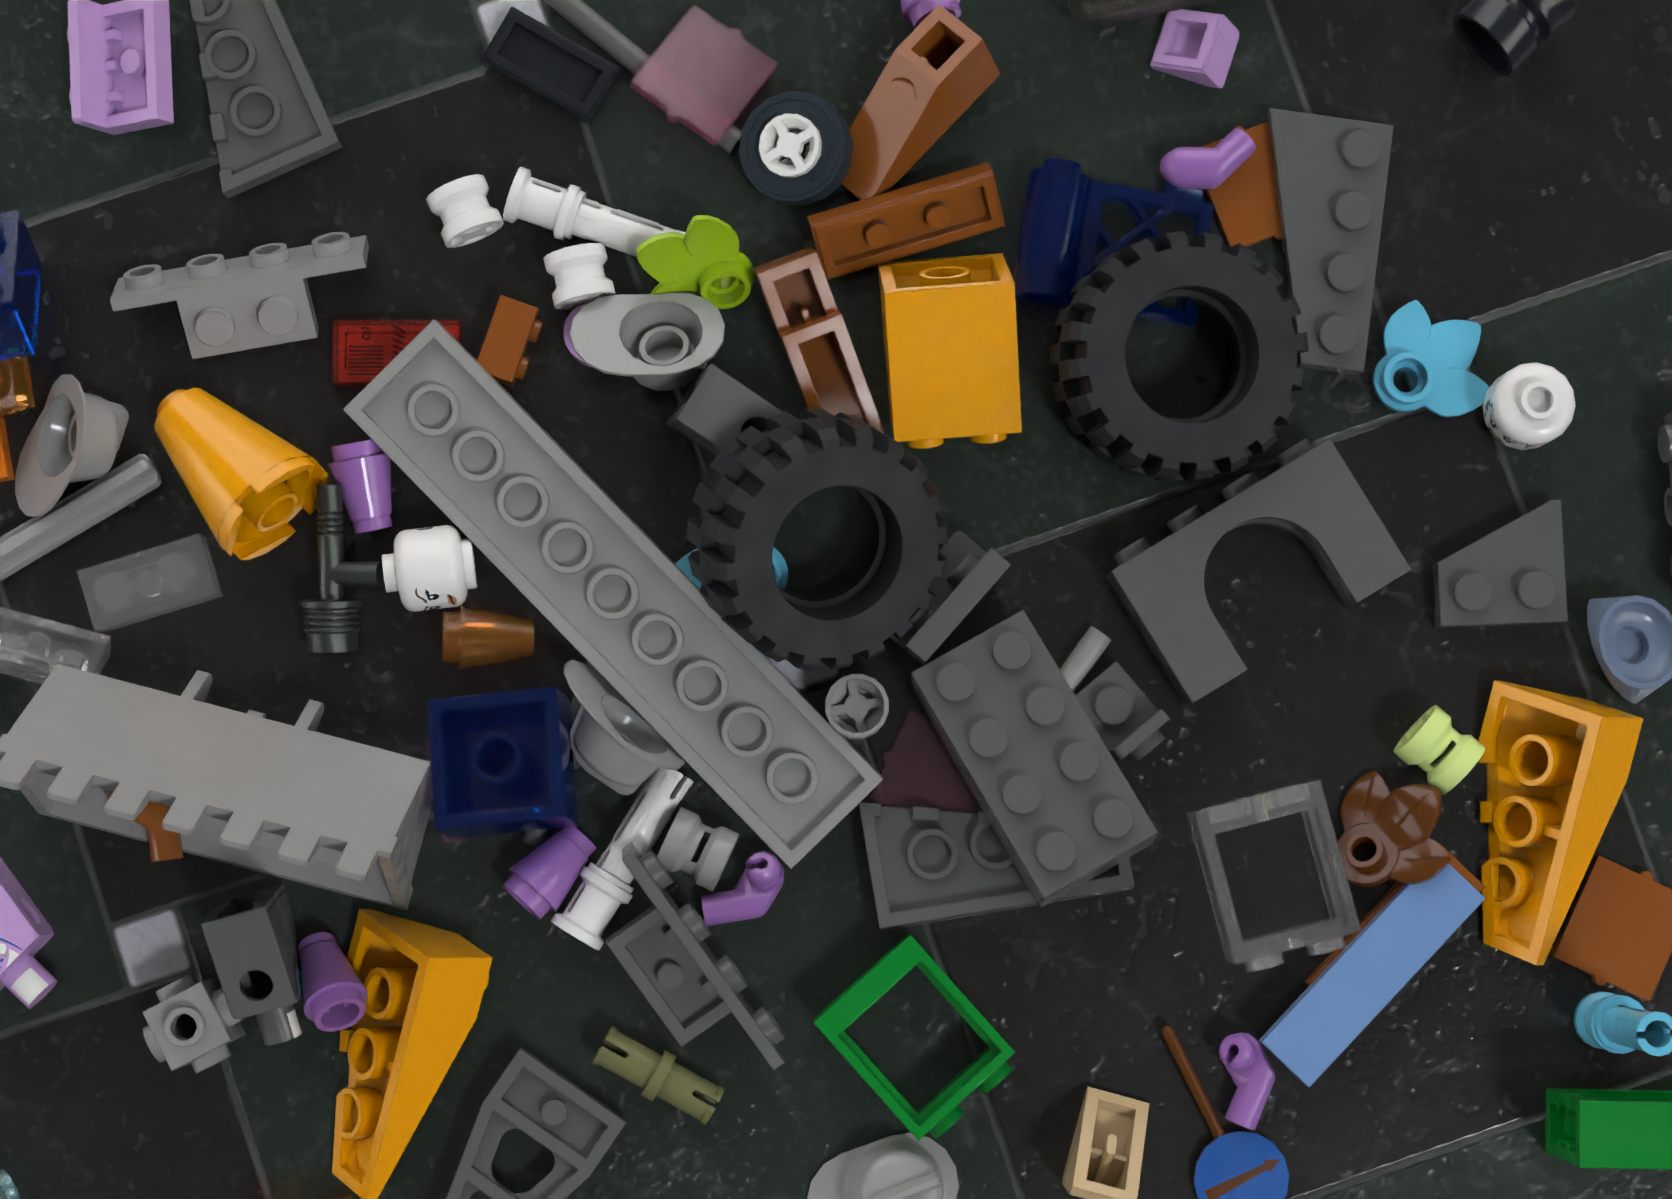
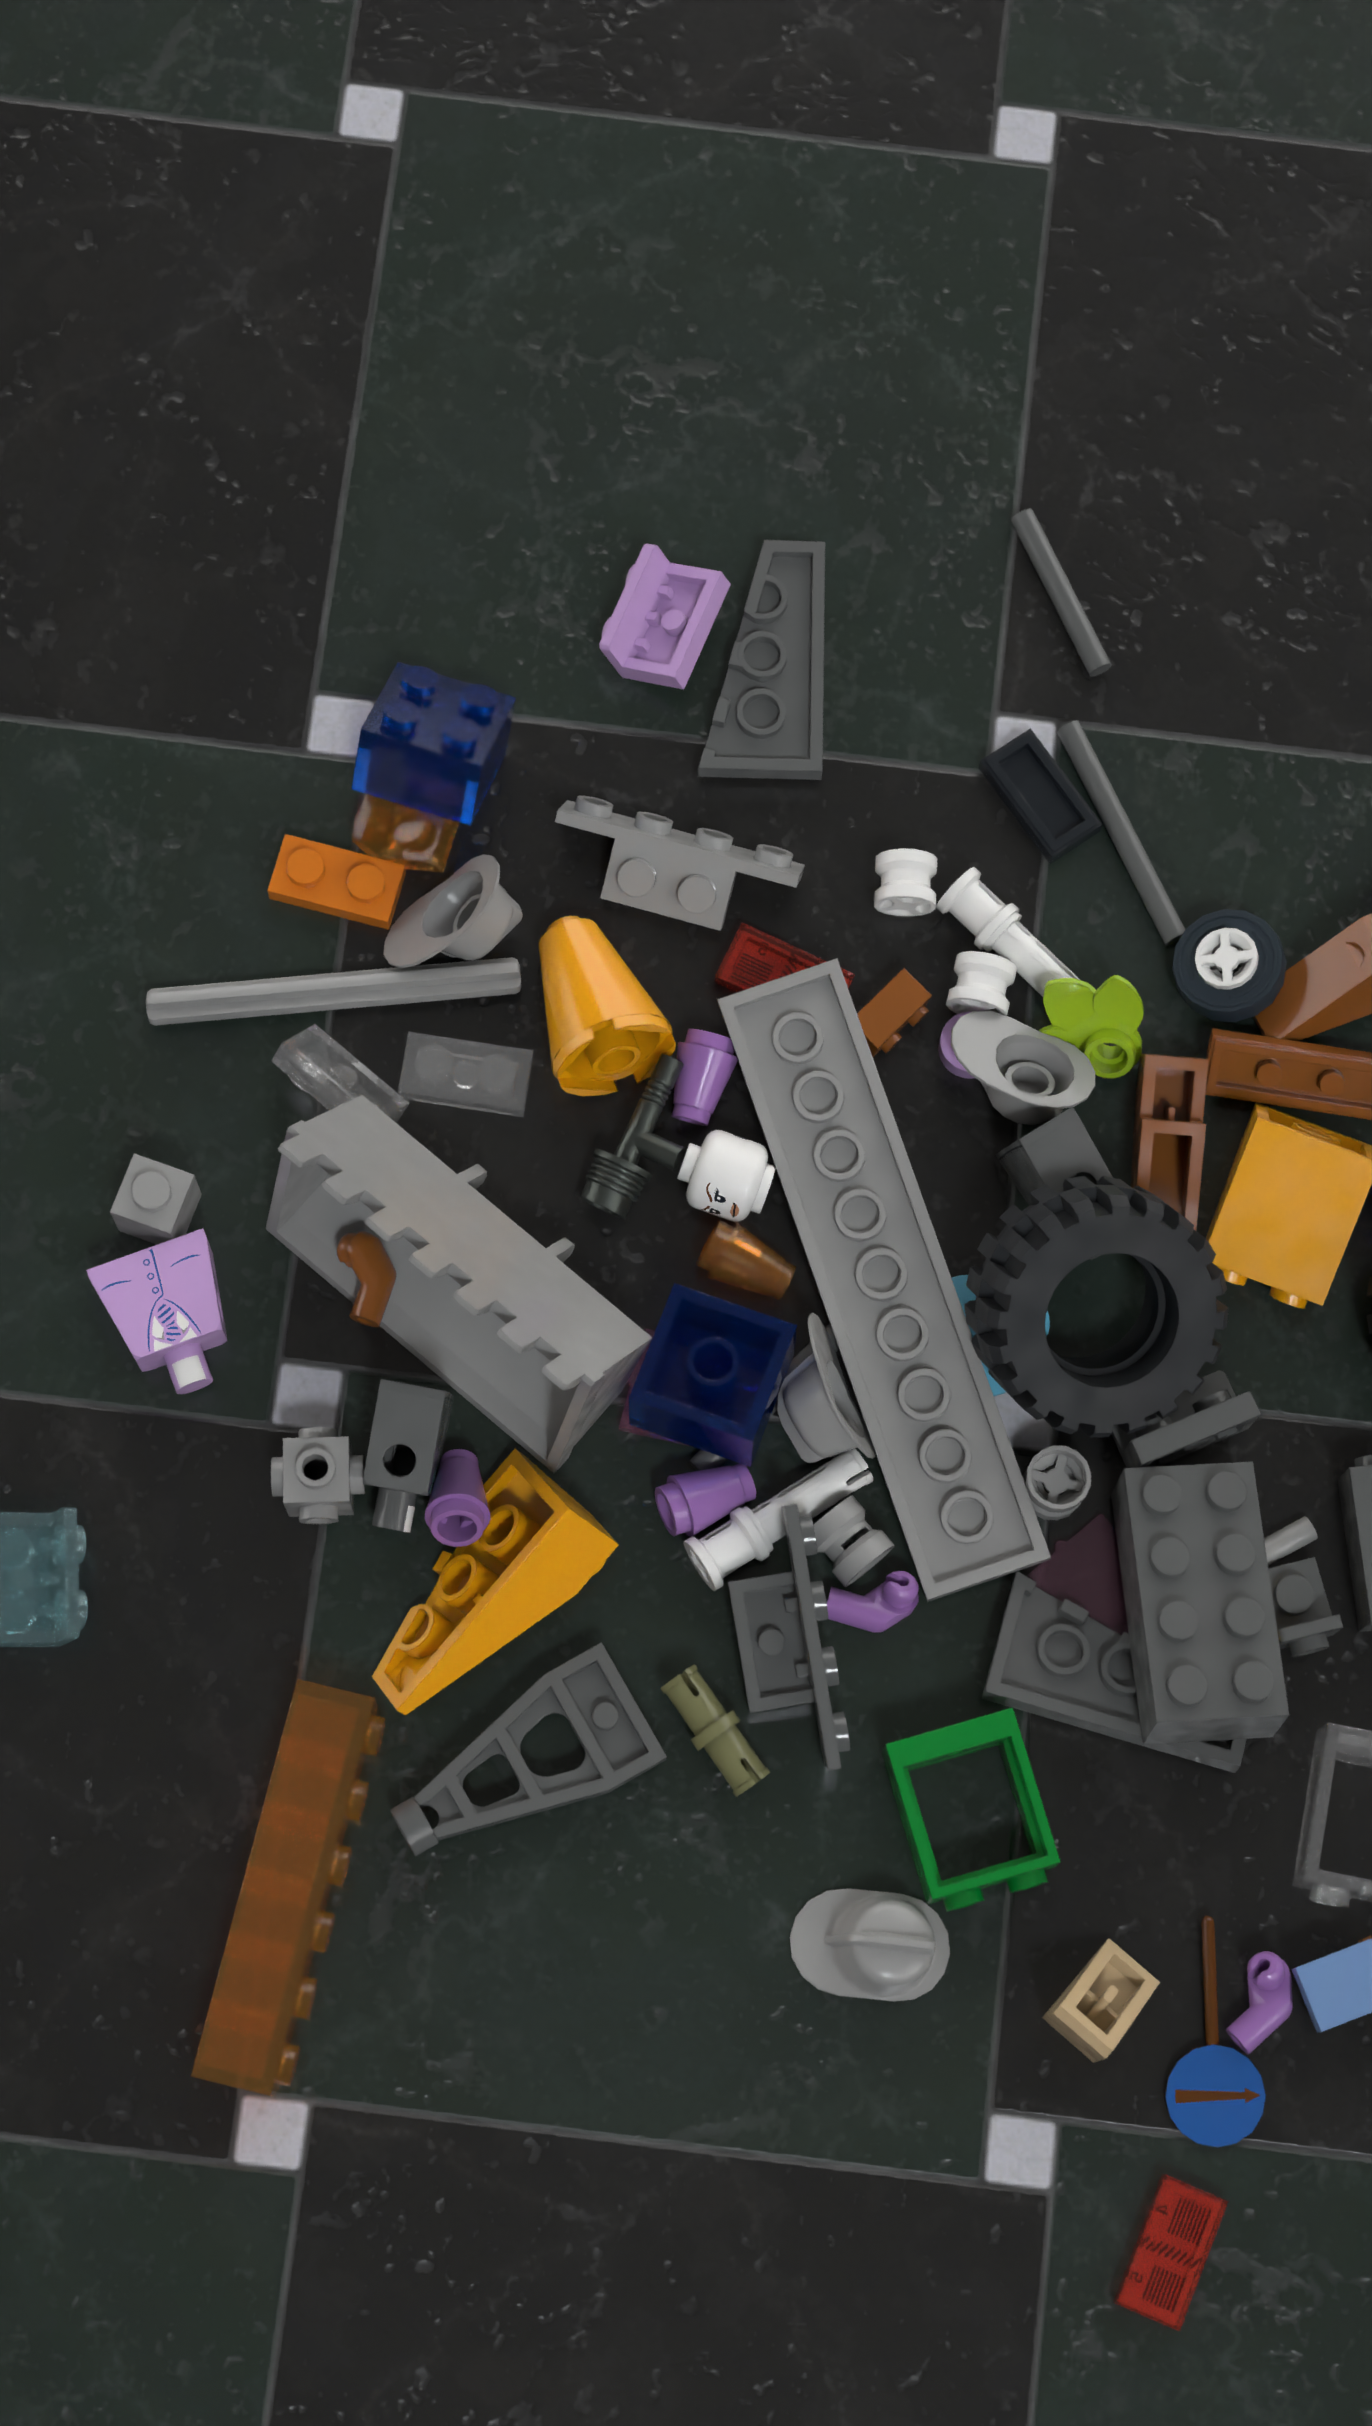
camera: 25 degrees right, 10 degrees down
(703, 75) = (1174, 865): clear pink piece -> none

